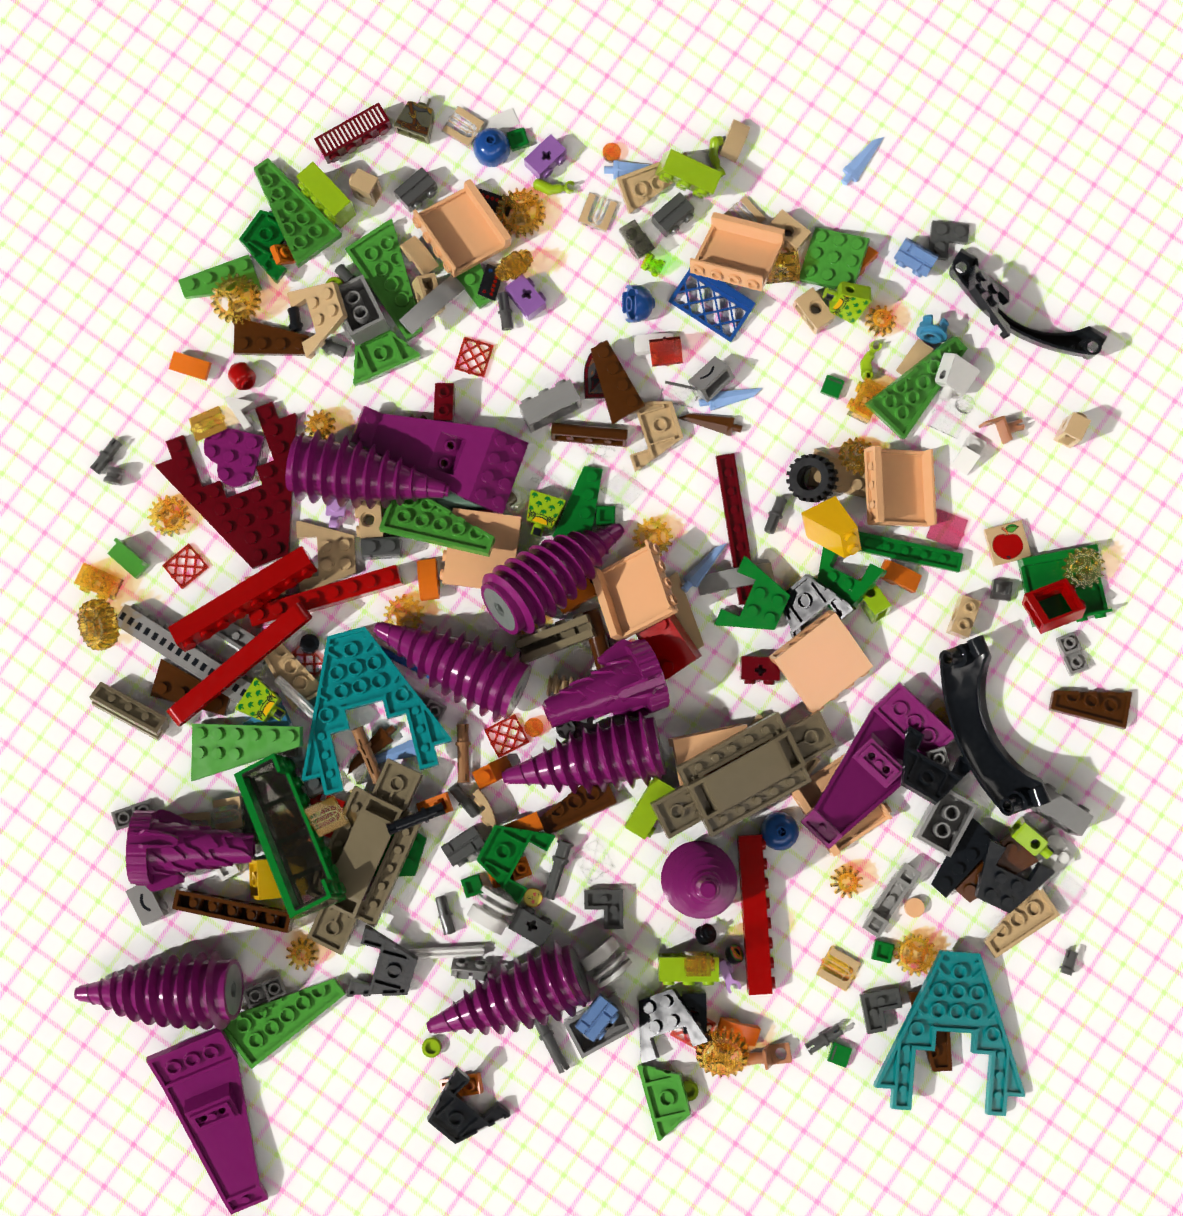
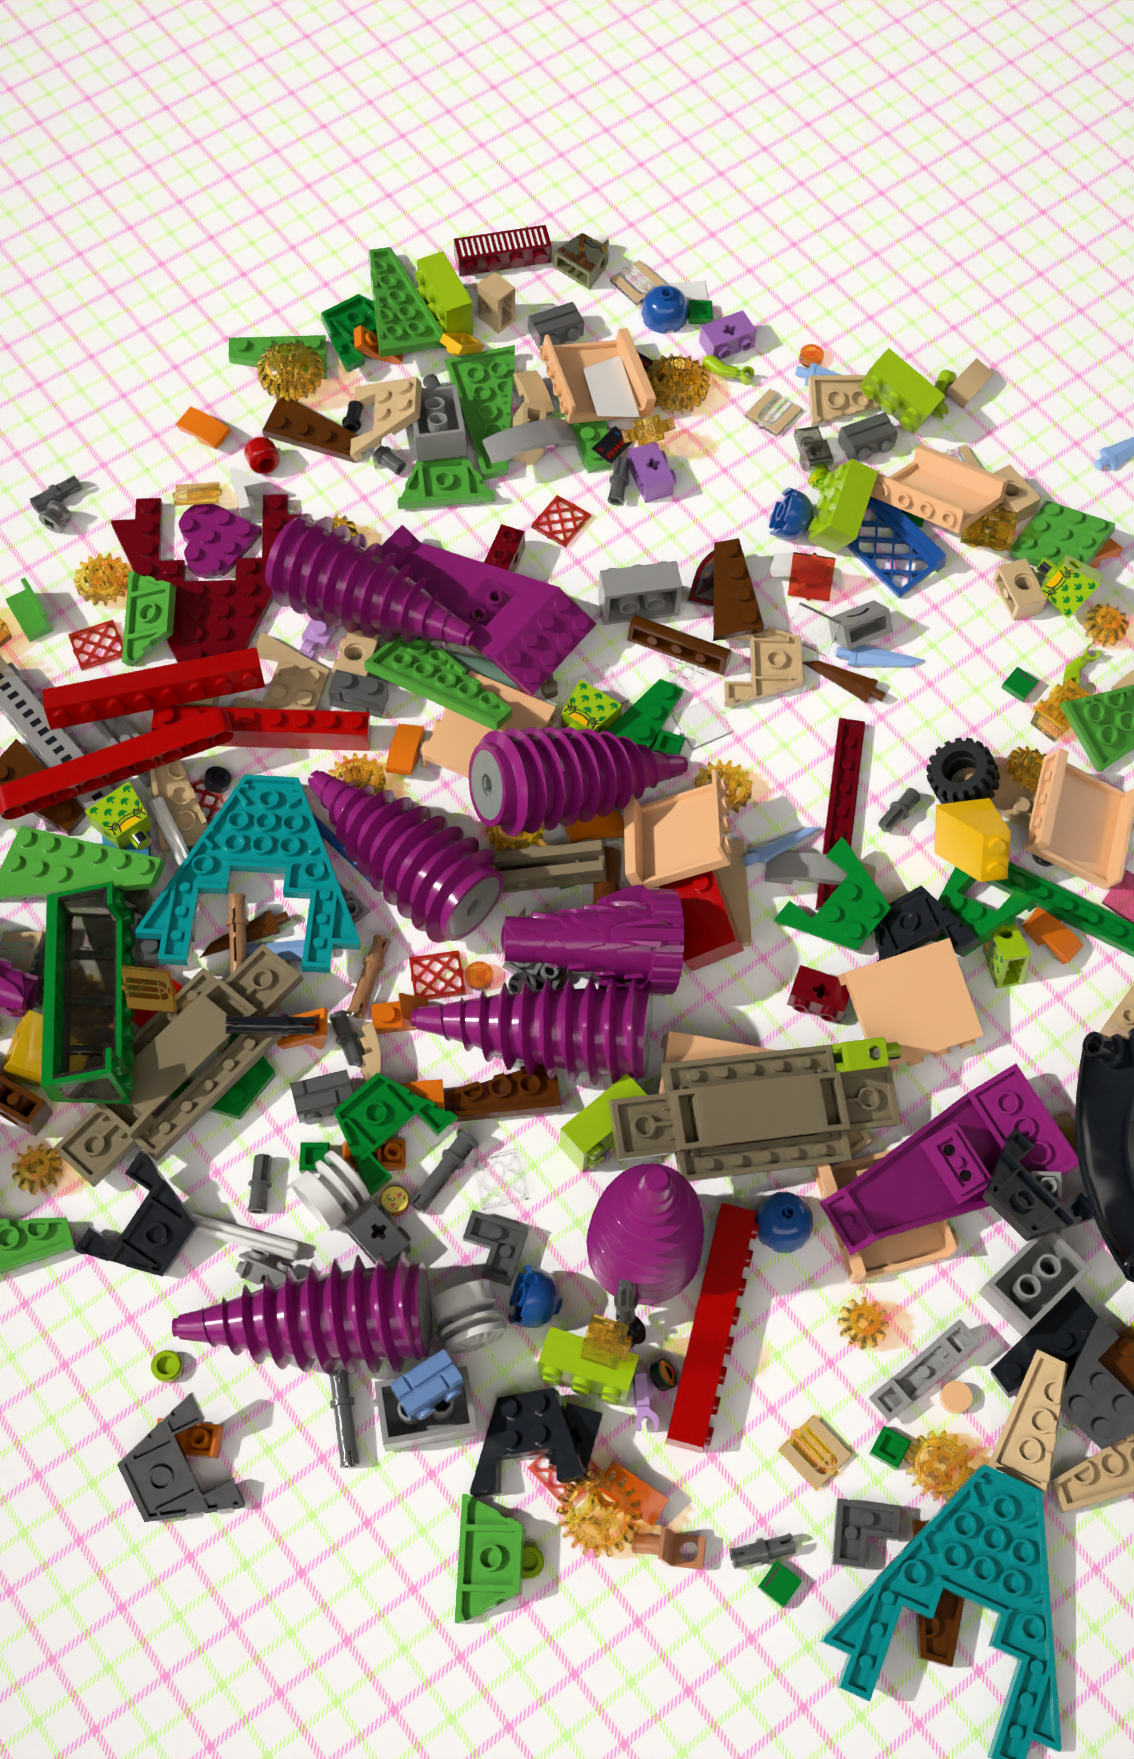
camera: 15 degrees right, 20 degrees down
(213, 536) = (147, 616): none -> bright green wing
(352, 231) = (461, 343): none -> yellow plate
(475, 236) = (611, 389): none -> white sticker
(642, 934) = (534, 1298): none -> blue cylinder
(673, 289) = (842, 505): none -> lime brick
(700, 926) = (626, 1302): none -> dark grey axle
(800, 713) = (855, 1054): none -> lime torso
(965, 919) = (1031, 1429): none -> tan wing

